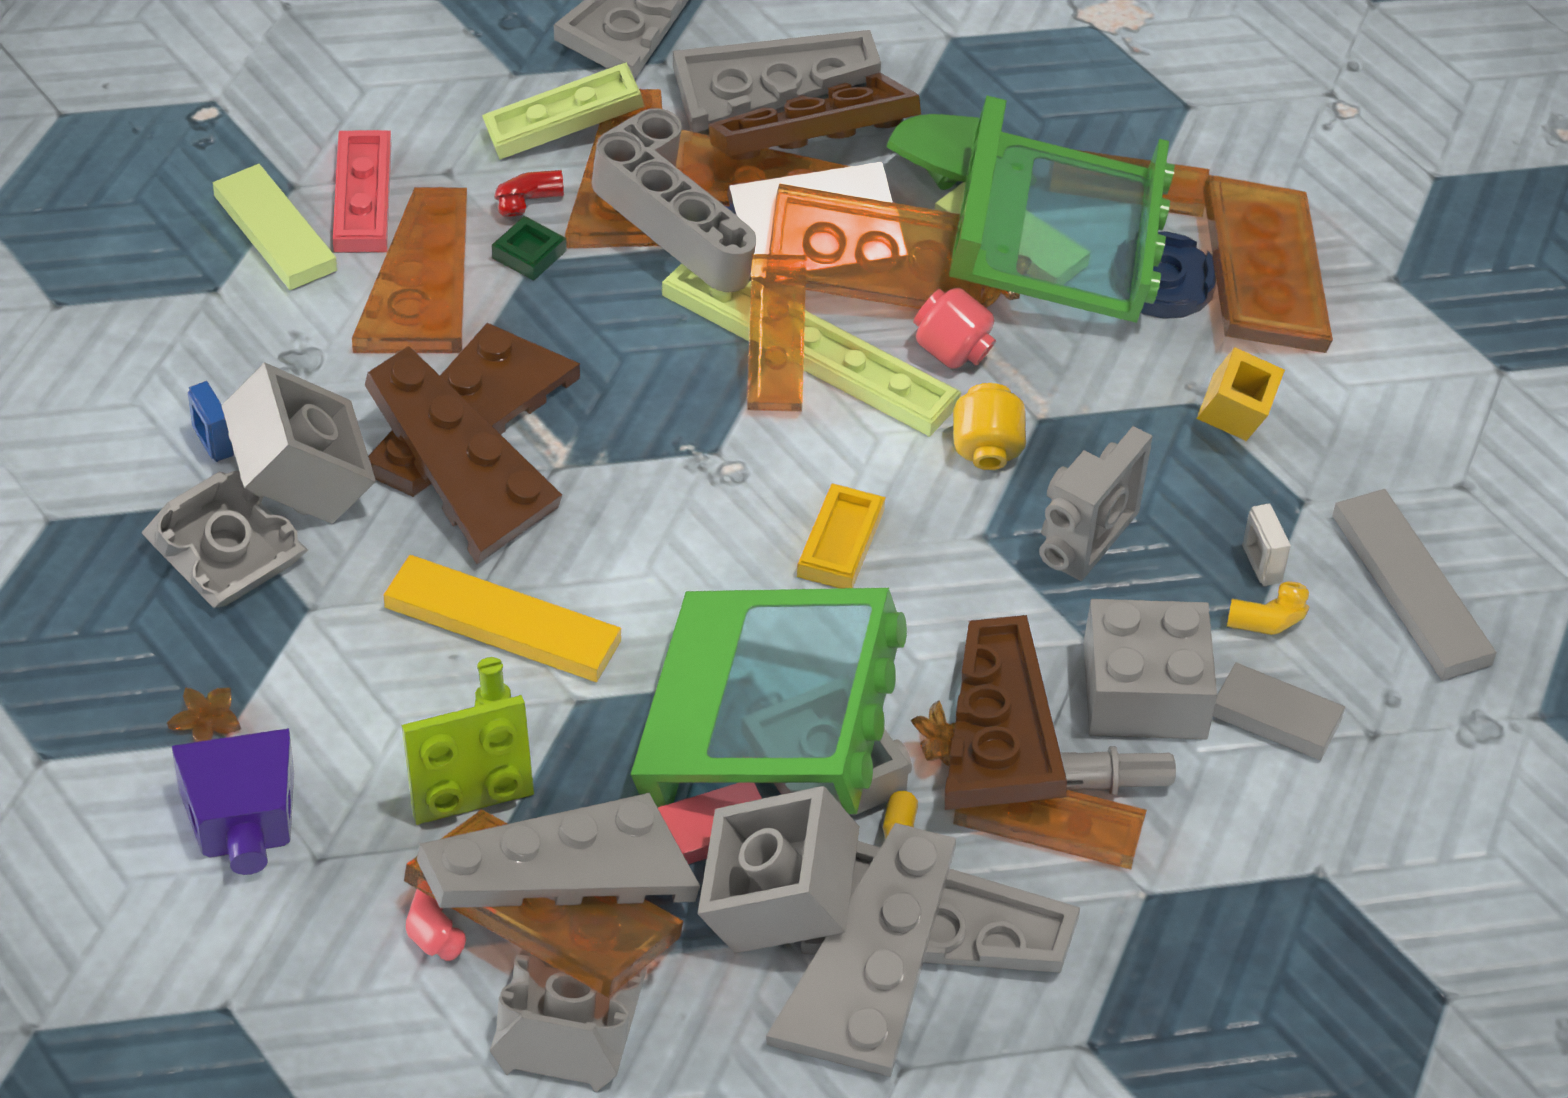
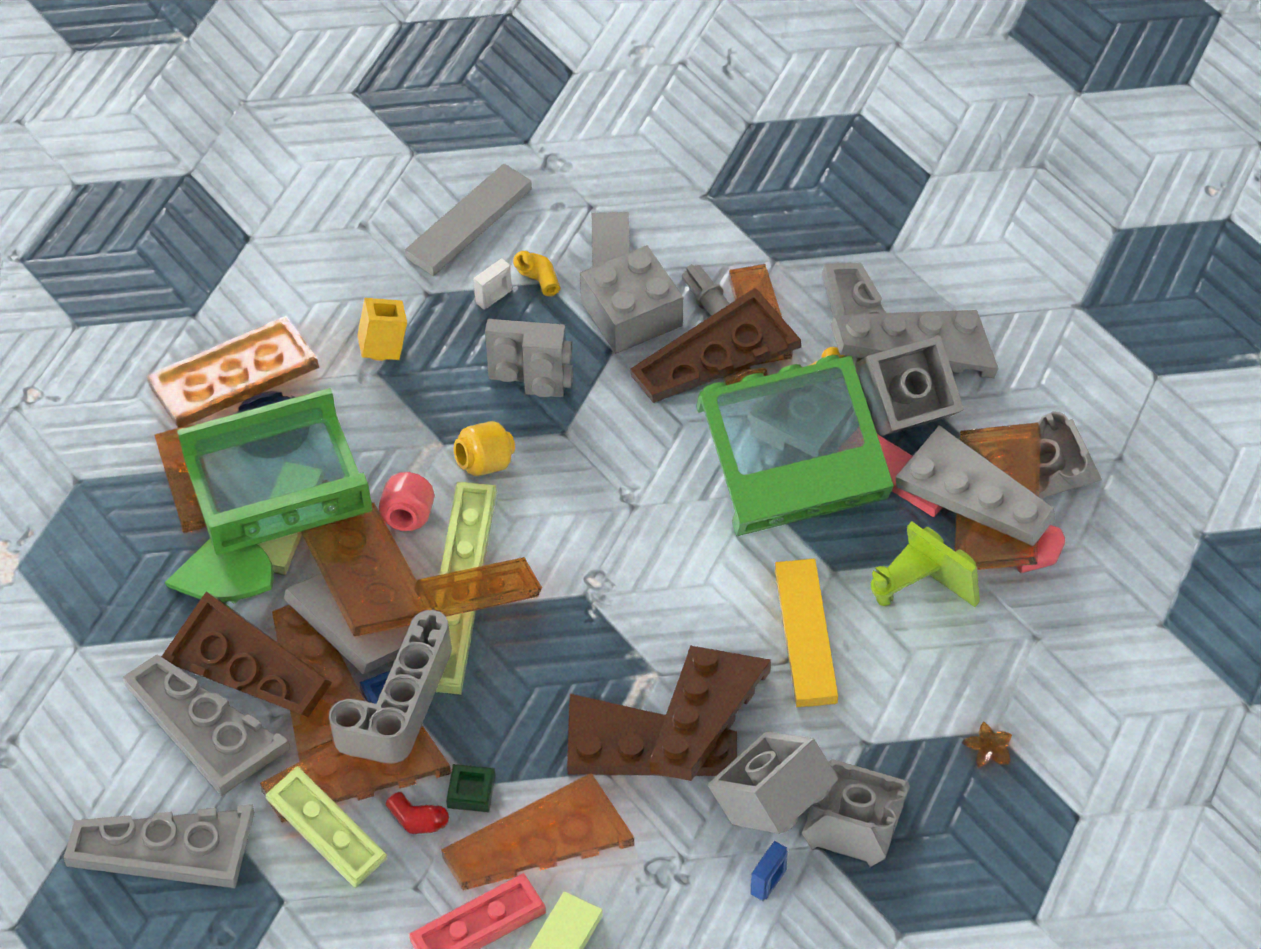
camera: 115 degrees left, 5 degrees up
(238, 795) = (1038, 680): dark purple torso -> none
(841, 537) = (618, 495): yellow tile -> none

